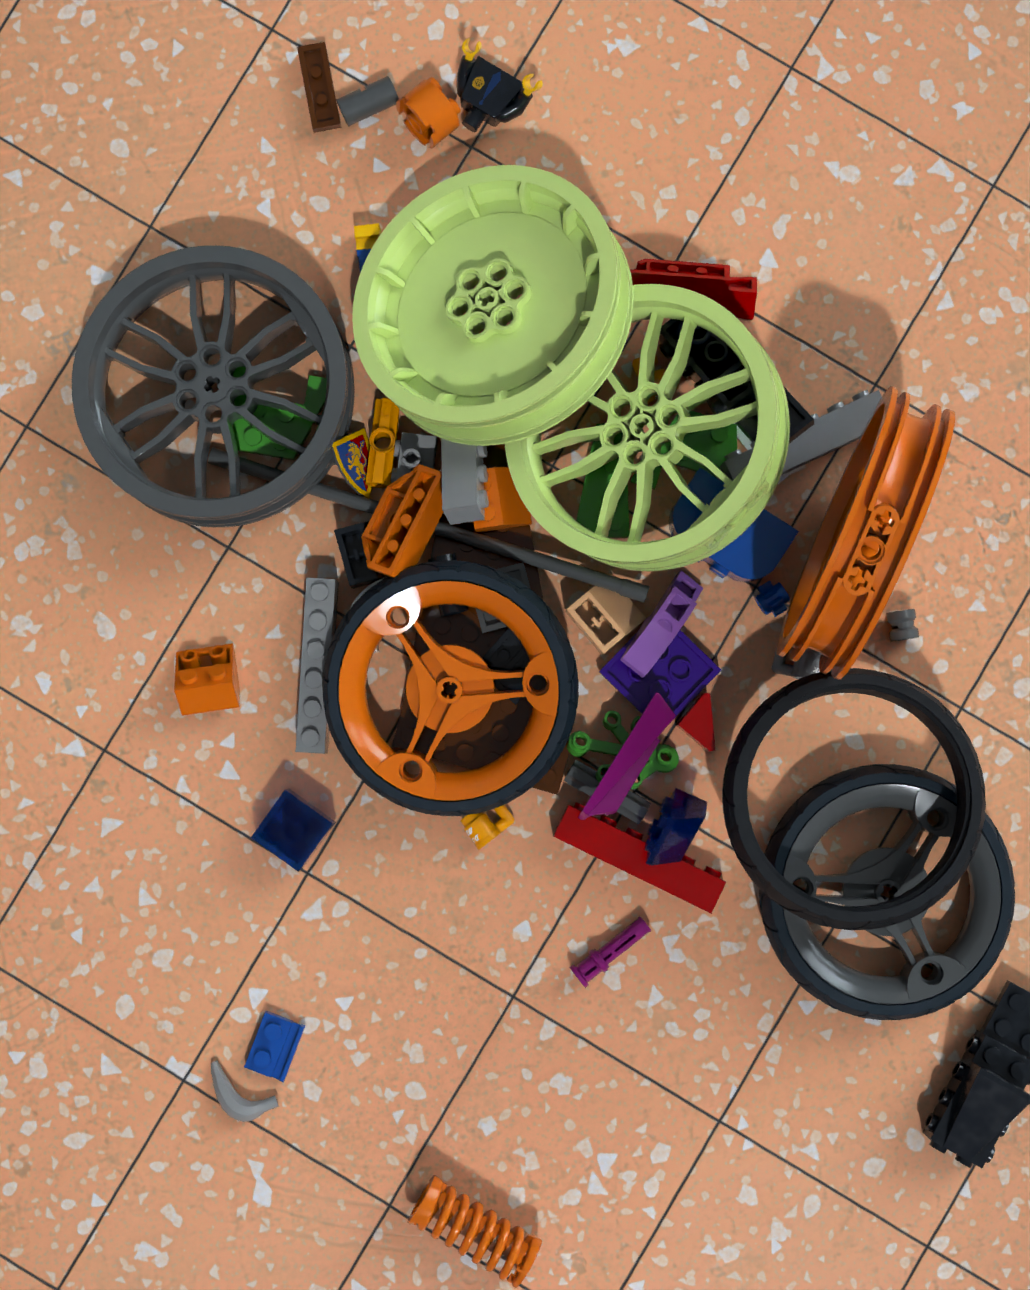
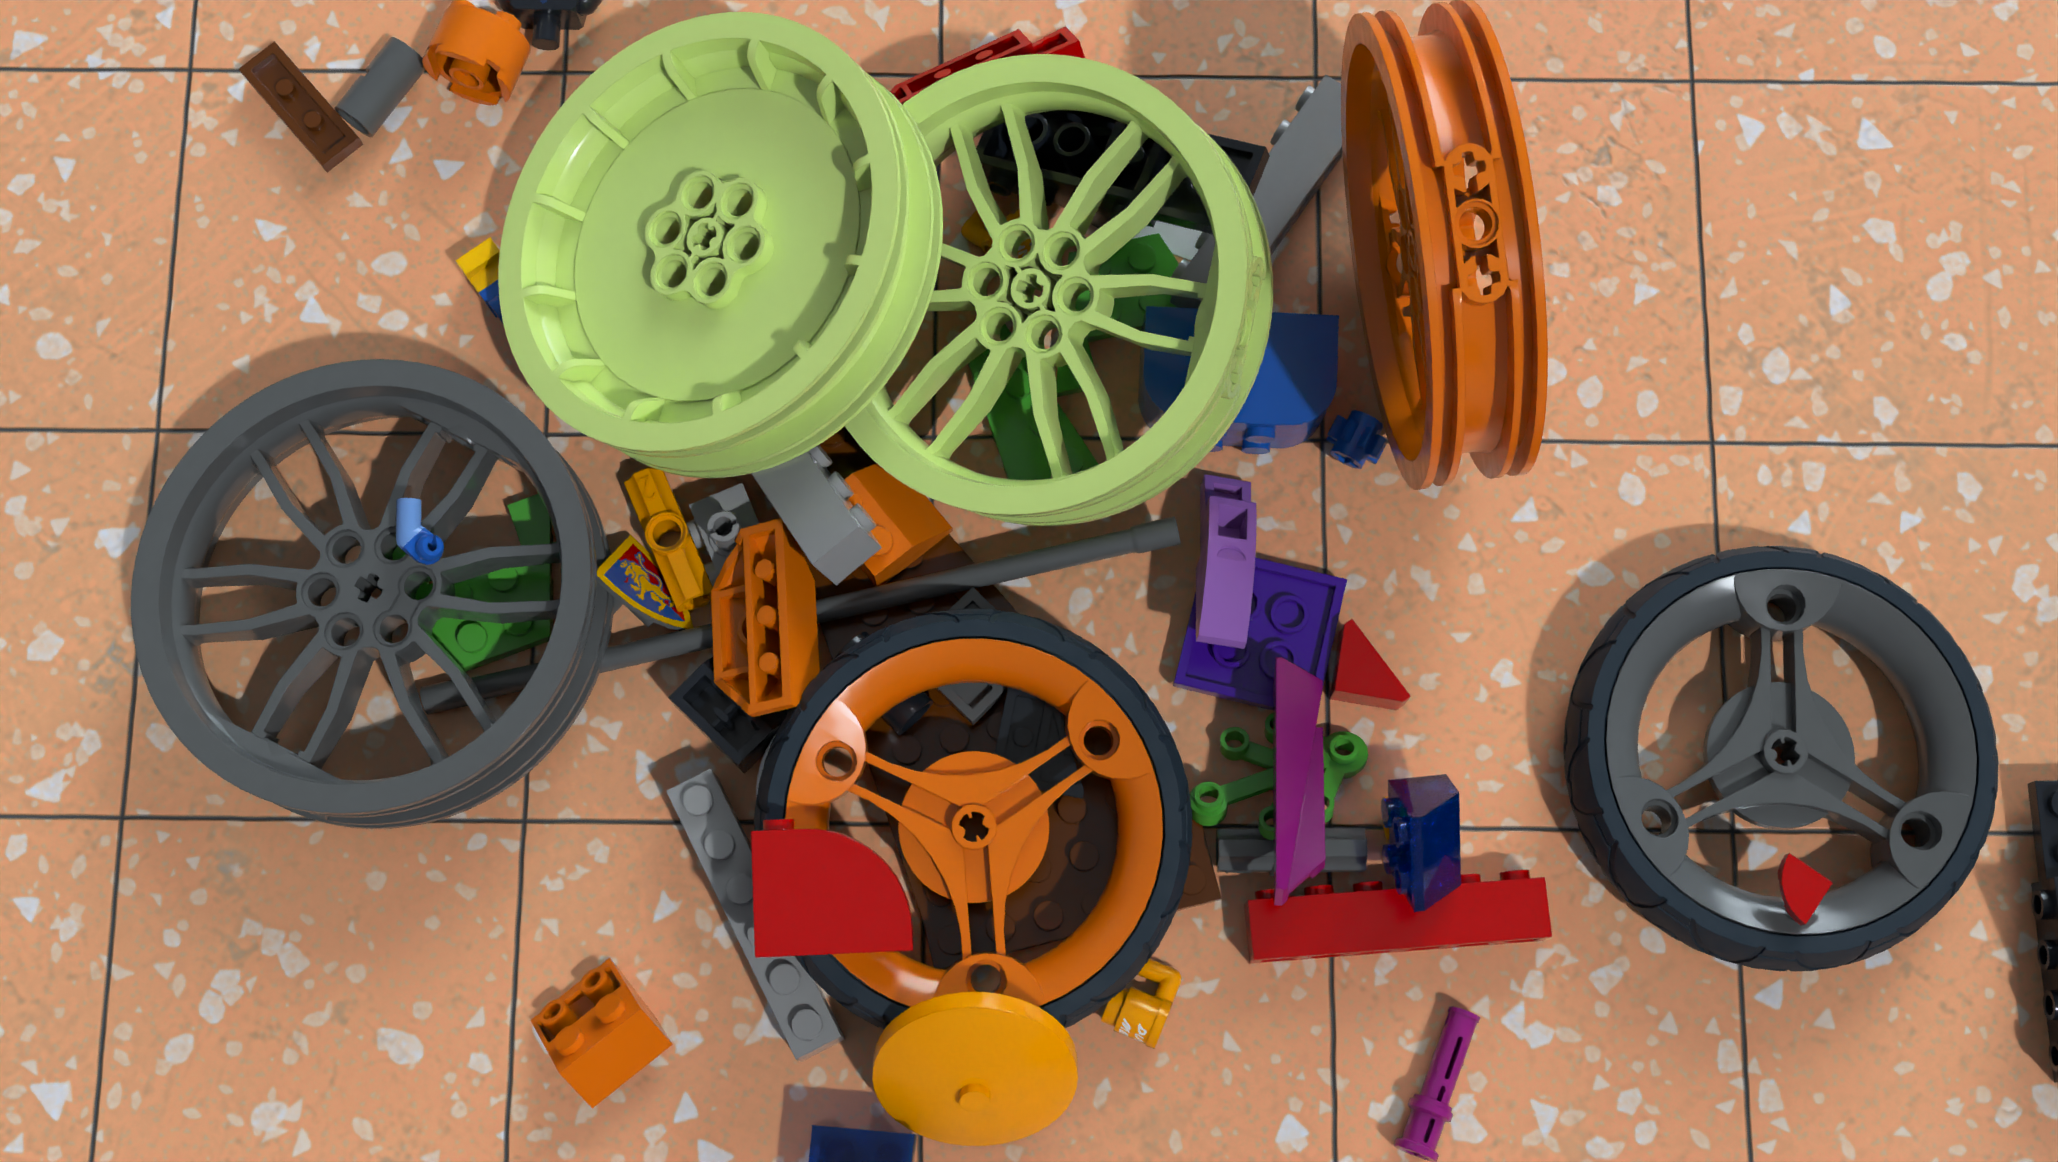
camera: 30 degrees left, 10 degrees down
(247, 371) = (412, 536): none -> arm
(352, 683) = (824, 895): none -> red brick
(380, 810) = (975, 1069): none -> light orange dish
(604, 617) = (1134, 601): light nougat slope -> none
(805, 666) = (1461, 503): light grey piece -> none
(849, 966) = (1800, 888): none -> red tile
(902, 625) = (1564, 374): dark grey wheel -> none
(967, 776) = (1752, 484): black tyre -> none

